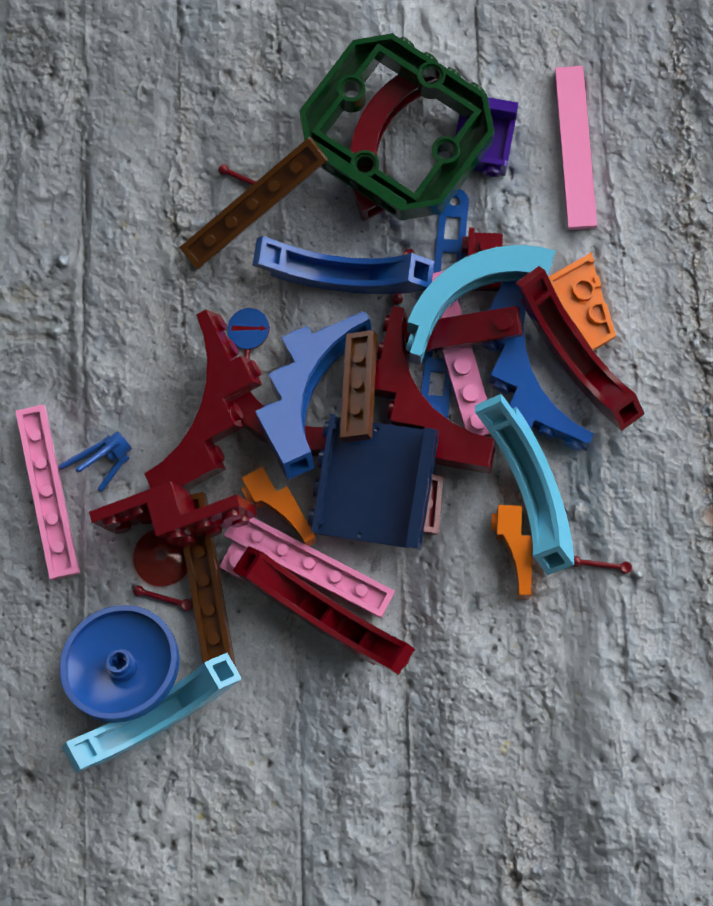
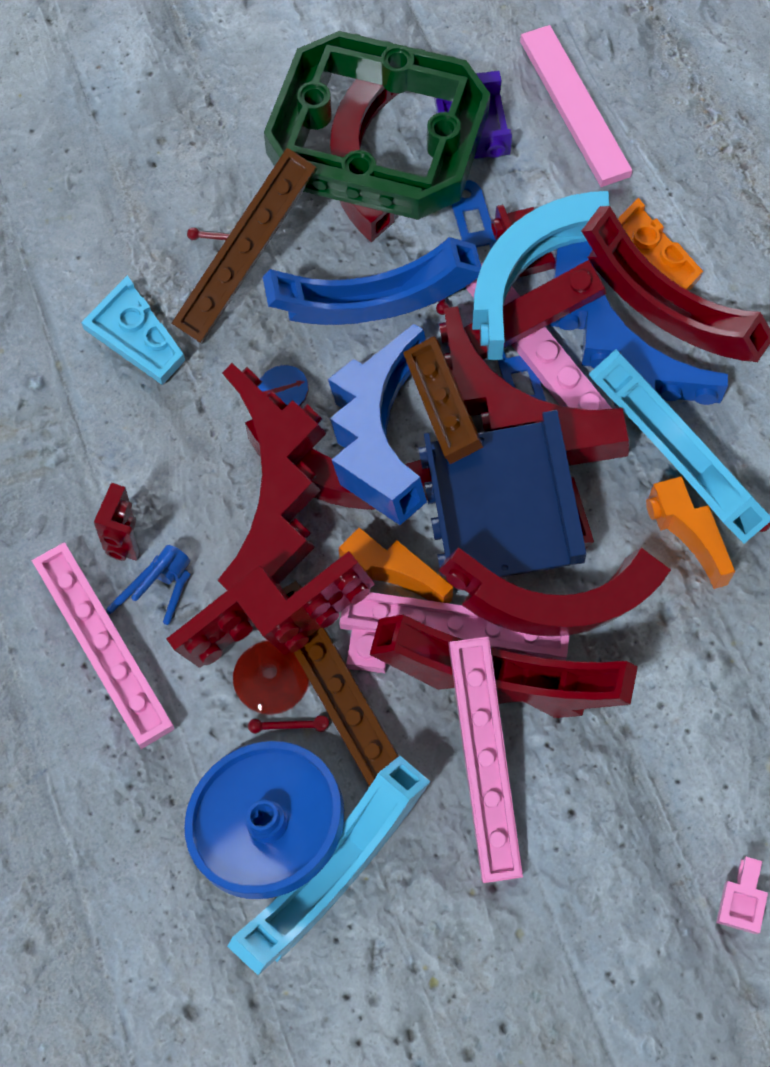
camera: 25 degrees left, 10 degrees down
(83, 402) = (116, 524): none -> dark red bracket
(149, 244) = (132, 330): none -> medium azure wing
(289, 673) = (485, 760): none -> bright pink tile
(432, 585) = (548, 613): none -> dark red arch
(436, 837) = (741, 903): none -> bright pink plate

